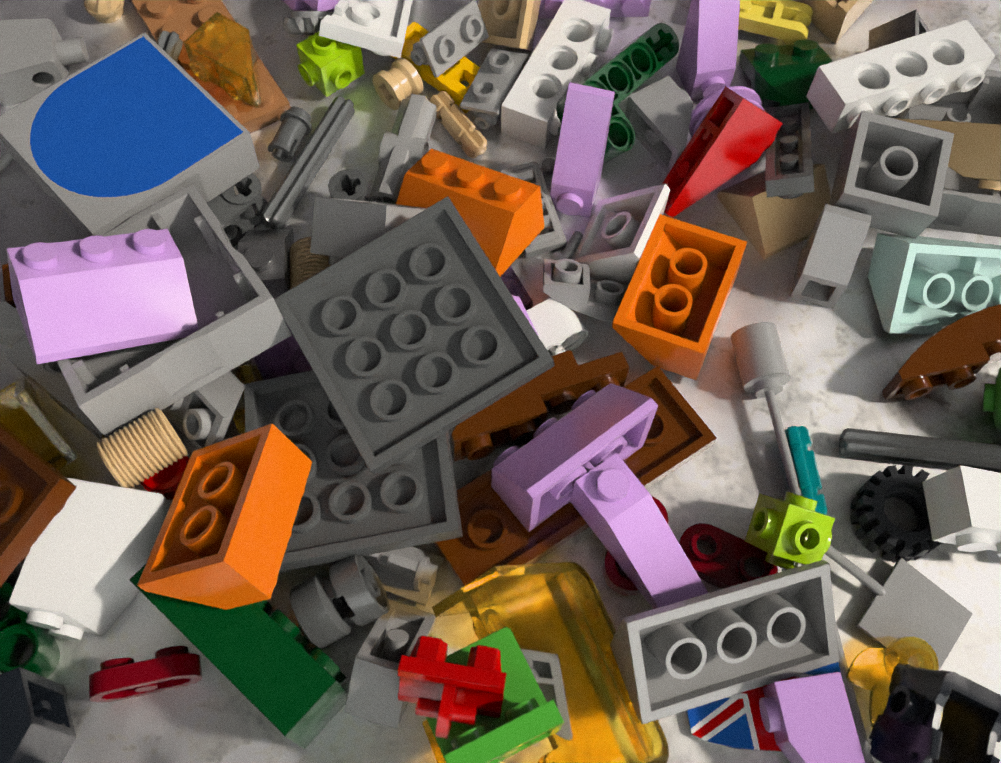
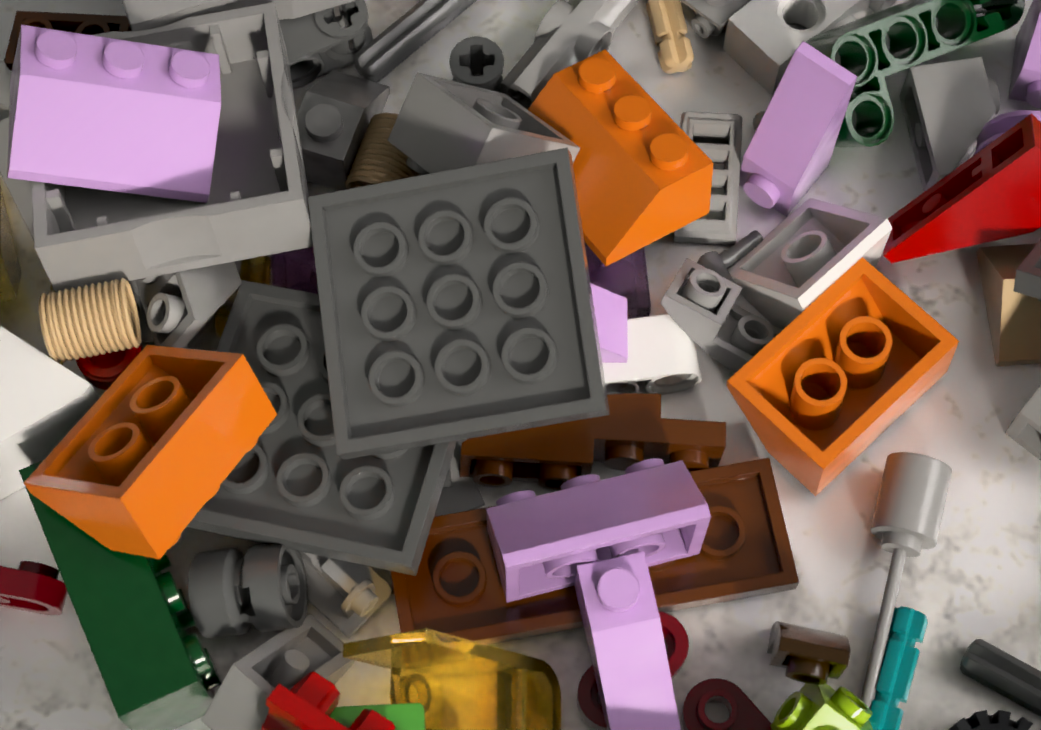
camera: 25 degrees right, 5 degrees up
(751, 479) = (808, 653): none -> dark brown slope

